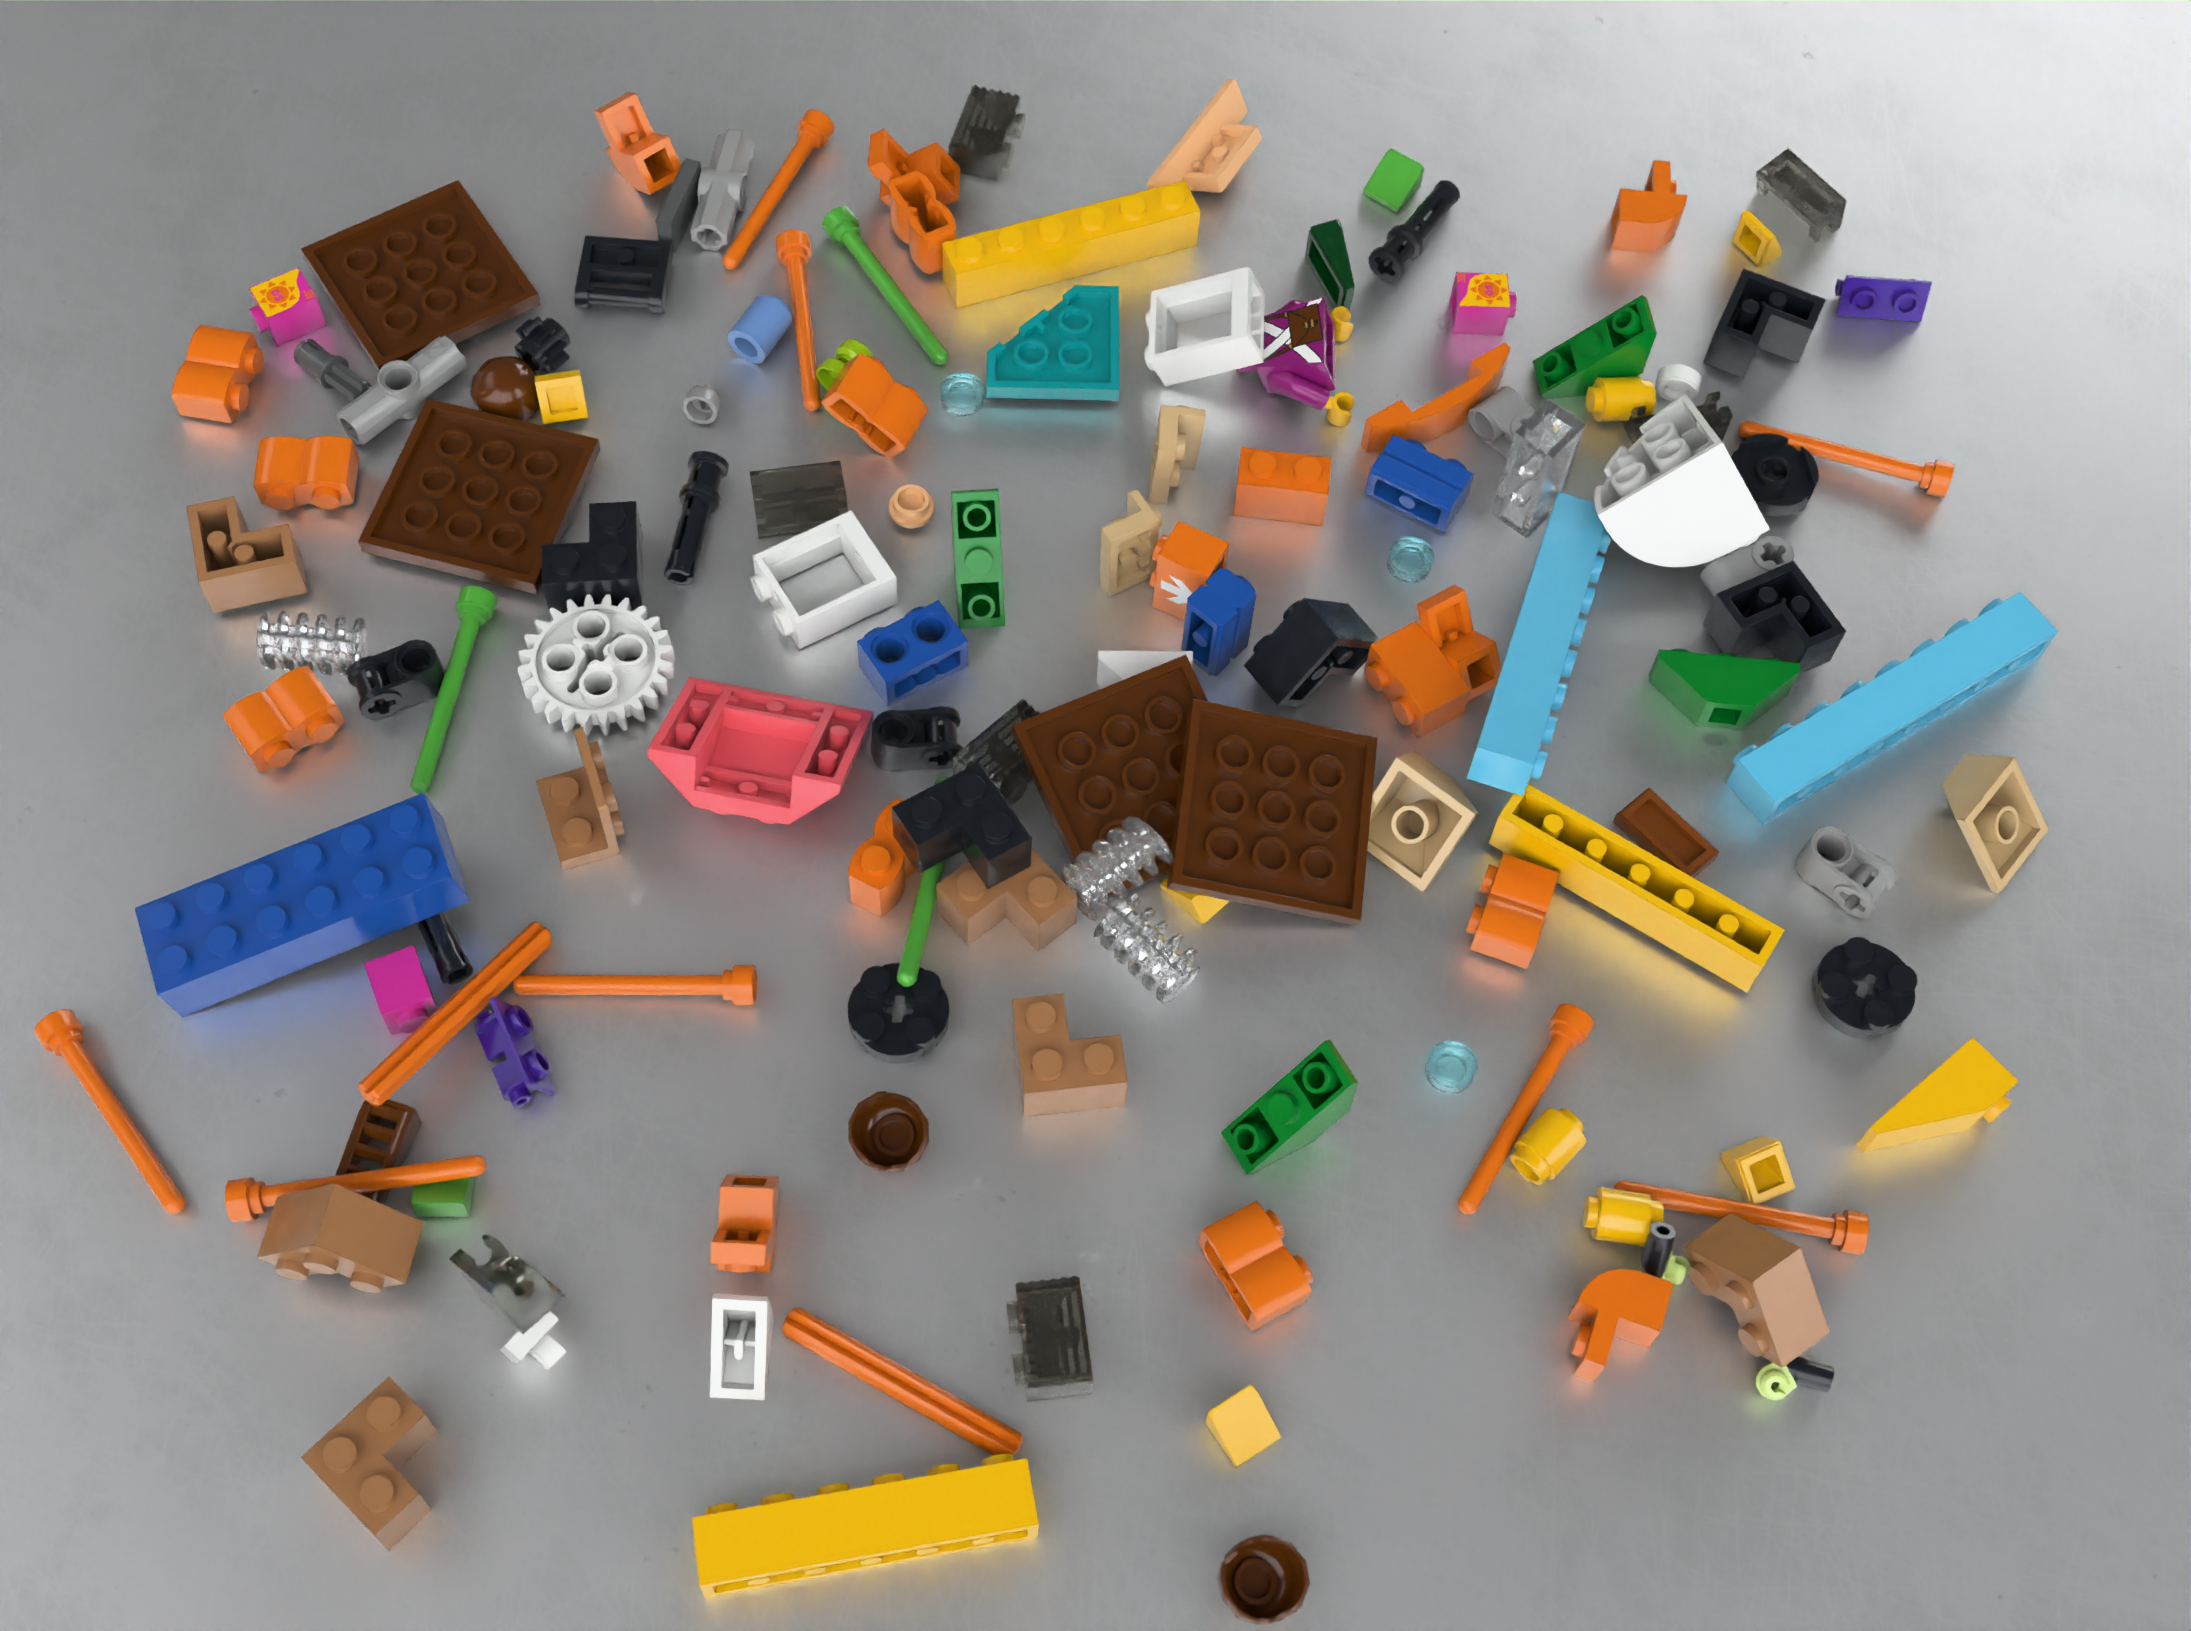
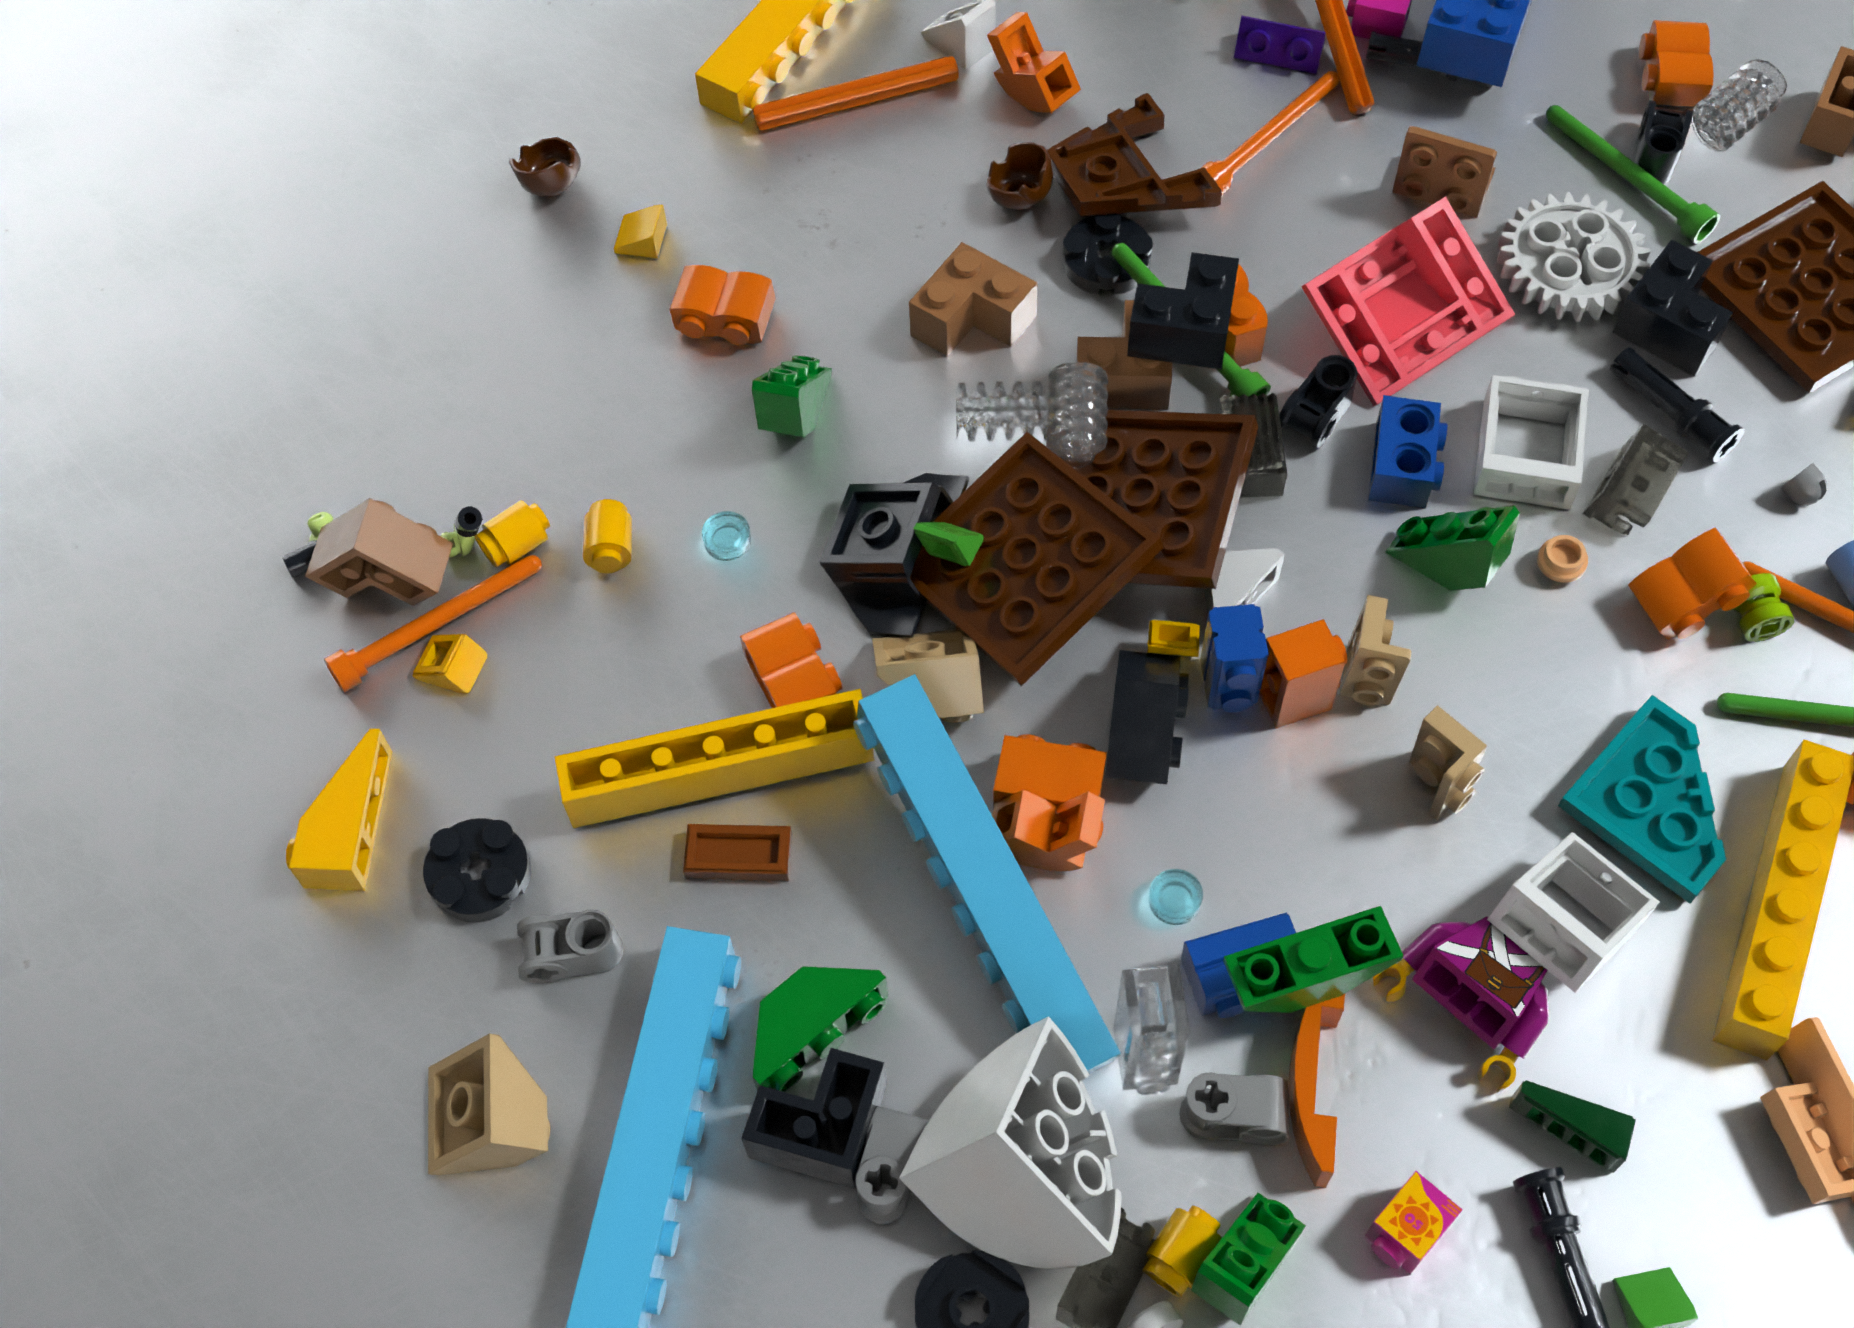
camera: 140 degrees right, 0 degrees up
(813, 1071) = (1110, 175): none -> reddish brown wing
(961, 394) = (1668, 683): clear light blue tile -> none
(1052, 1339) = (796, 171): clear smoke brick -> none
(1237, 677) = (1173, 638): none -> yellow slope
(1282, 486) = (1338, 840): orange brick -> none
(1316, 864) = (949, 541): none -> bright green slope
(1334, 937) = (877, 548): none -> black piece
(1408, 409) = (1313, 963): none -> green slope
(1568, 1029) = (668, 627): orange piece -> none
(1619, 1305) = (467, 475): orange brick -> none

